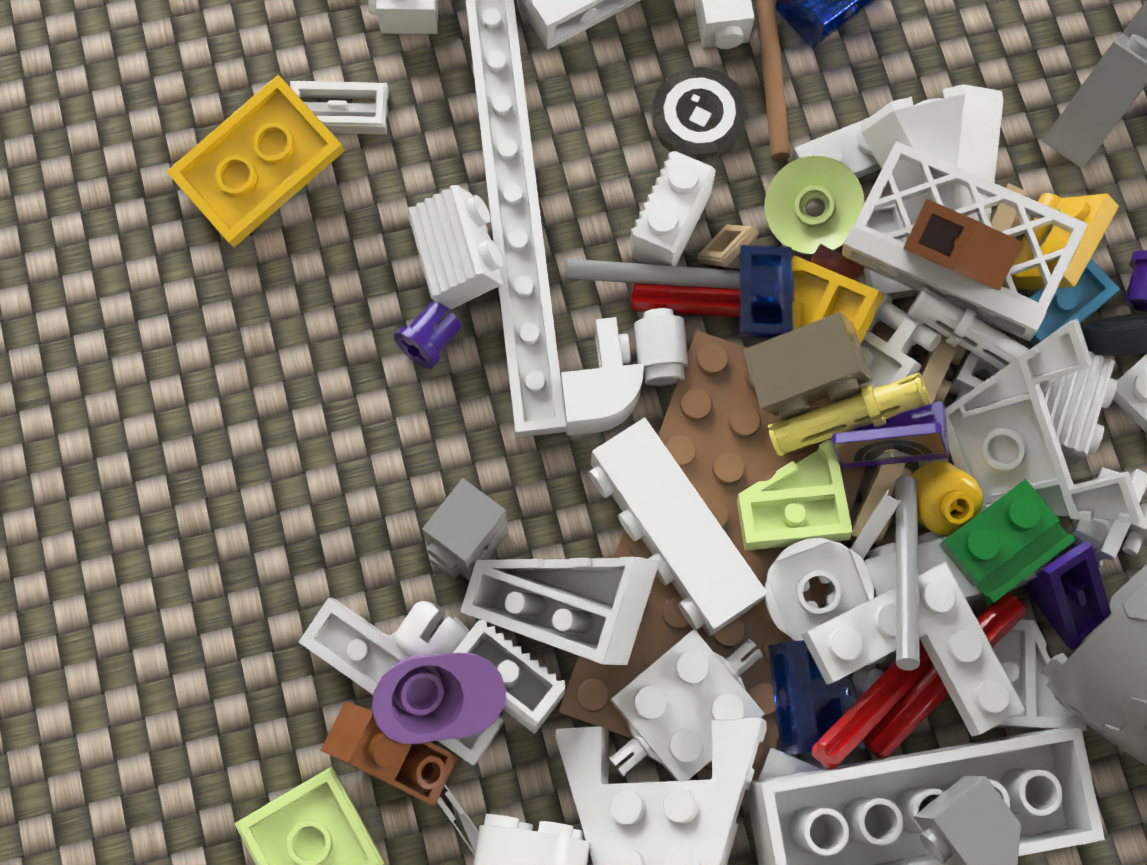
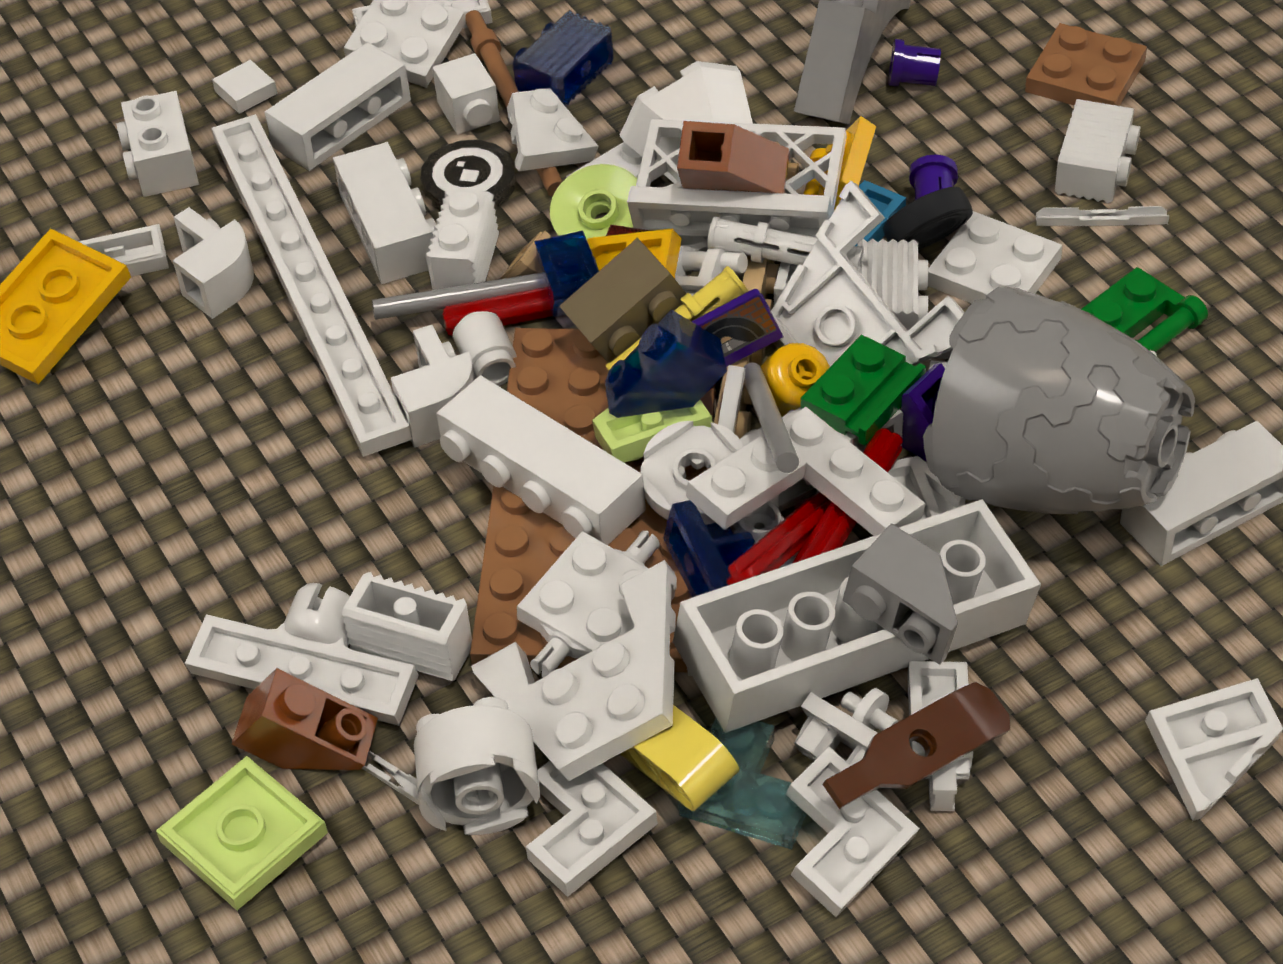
camera: 10 degrees left, 25 degrees down
(421, 340) = (249, 398): dark purple bush -> none
(433, 158) = (214, 262): none -> white brick
(438, 697) = (339, 638): medium lavender piece -> none
(455, 246) = (259, 315): white brick -> none
(464, 530) = (331, 519): light grey brick -> none
(568, 603) = (451, 540): white wedge -> none
(609, 141) = (385, 211): none -> white brick
(789, 85) = (546, 132): none -> white wing
(824, 472) = (666, 370): none -> clear blue slope

